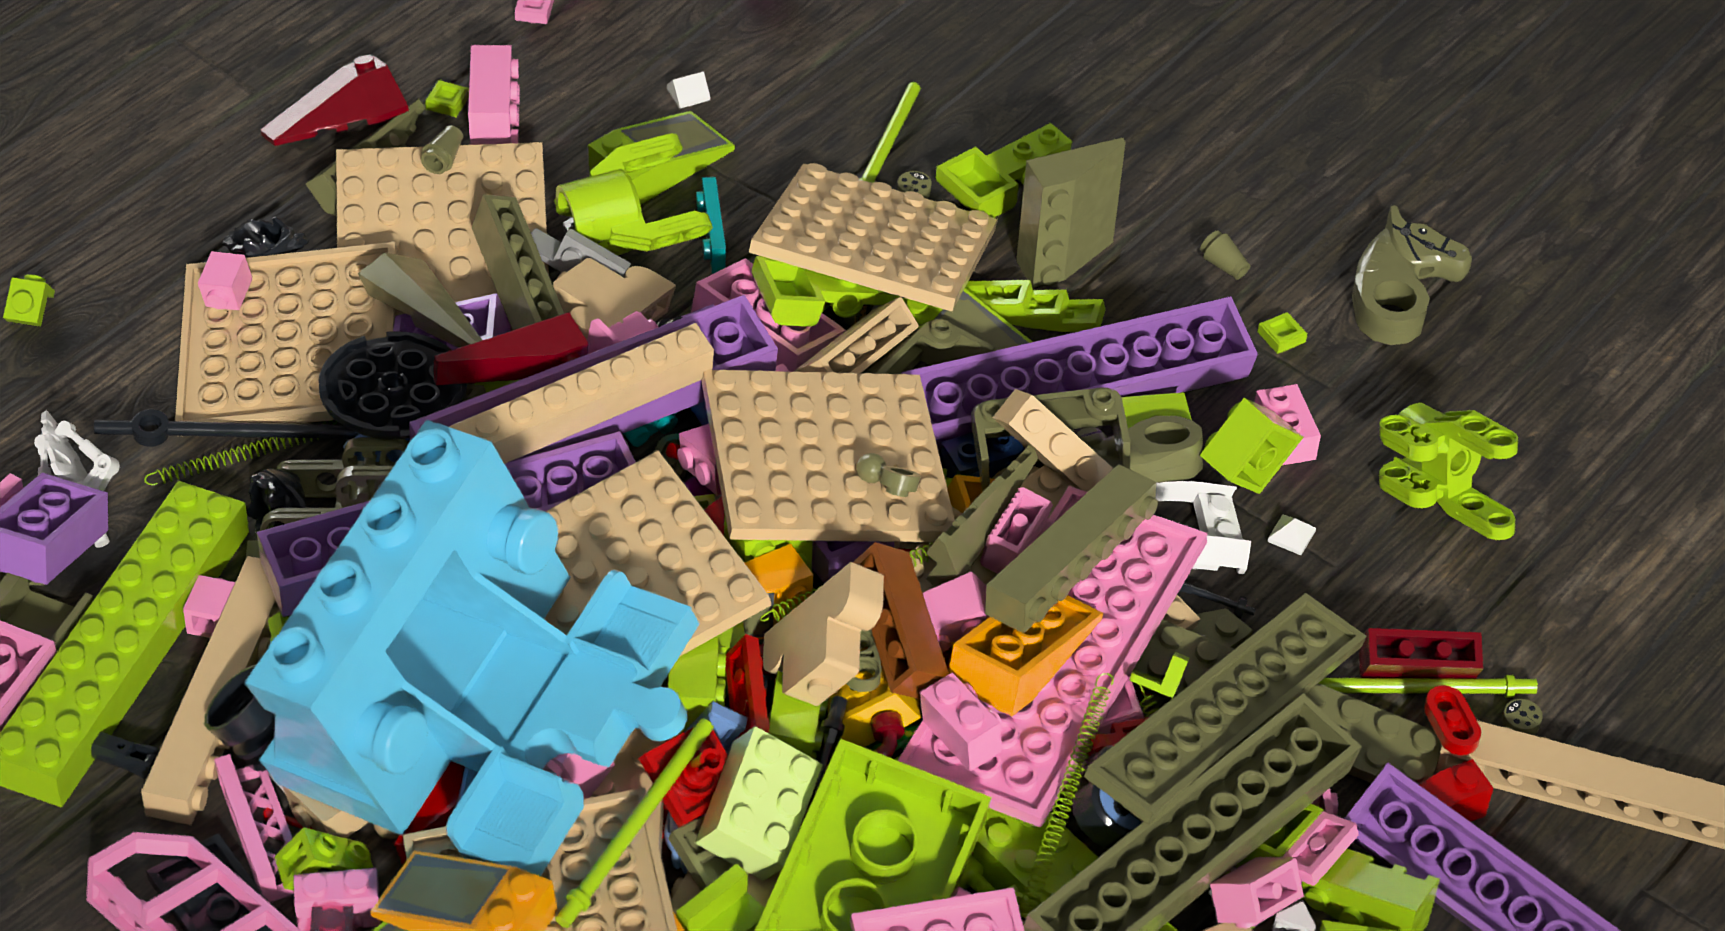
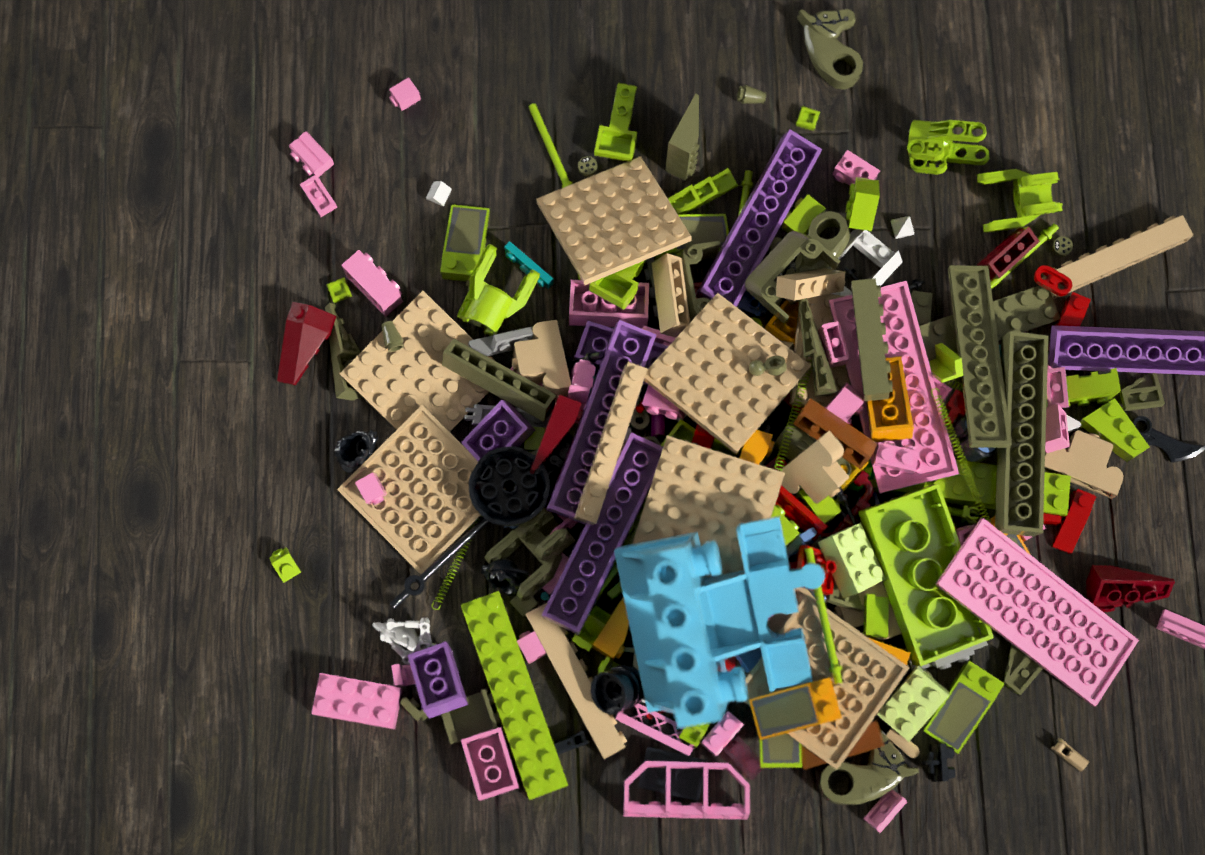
camera: 40 degrees left, 30 degrees up
(415, 290) = (461, 426): olive wedge -> none
(1533, 615) = (1030, 195): none -> lime piece

